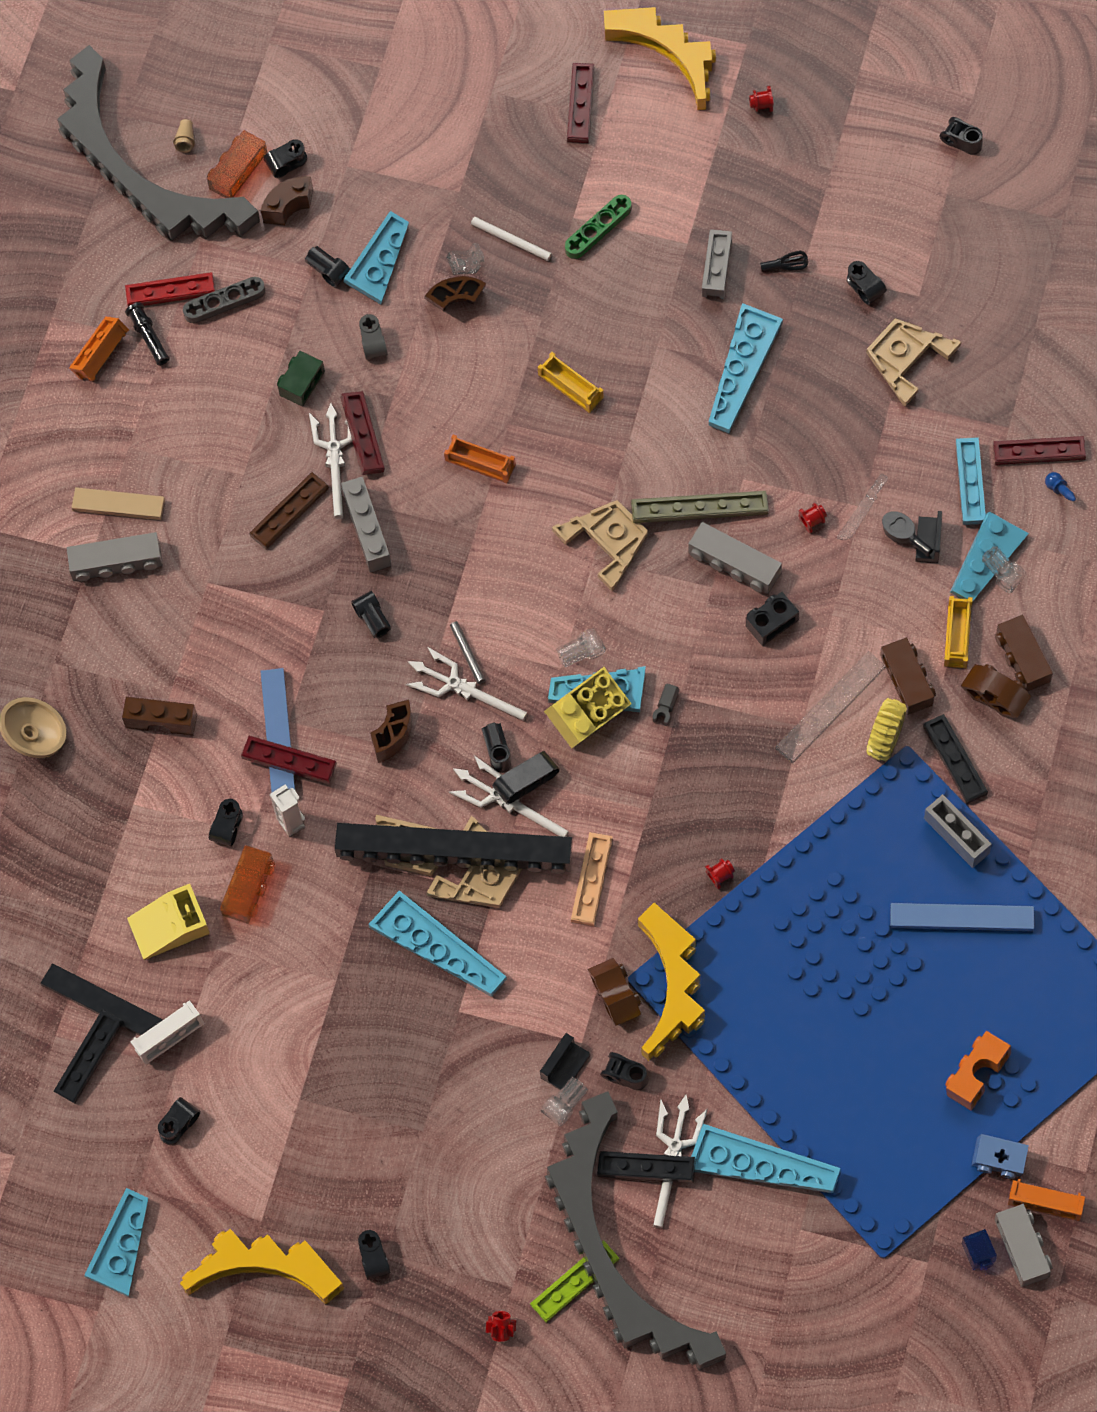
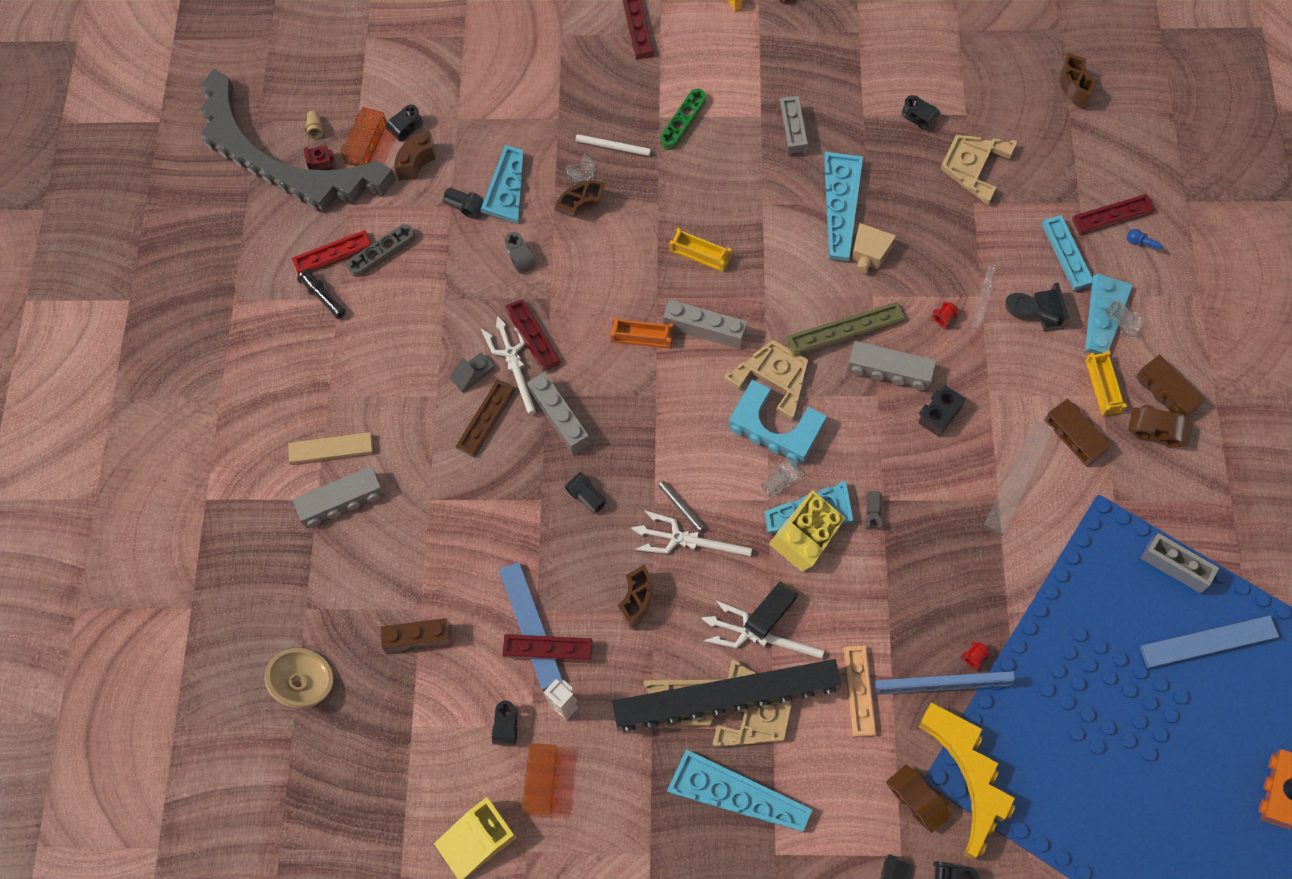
camera: 15 degrees left, 0 degrees up
(98, 348) = (280, 316): orange container -> none
(181, 178) = (319, 158): none -> dark red brick
(285, 458) = (470, 372): none -> dark grey slope
(301, 378) = (465, 300): dark green brick -> none
(496, 746) = (734, 586): black piece -> none
(550, 466) = (705, 324): none -> light grey brick
(603, 616) = (793, 444): none -> medium azure arch
(676, 889) = (942, 683): none -> medium blue tile
(757, 424) = (871, 247): none -> tan torso
(780, 262) = (843, 114): black piece -> none
(886, 729) = (1081, 485): light yellow gear -> none
(955, 758) = (1144, 496): black tile -> none
(1051, 290) = (1076, 81): none -> reddish brown brick

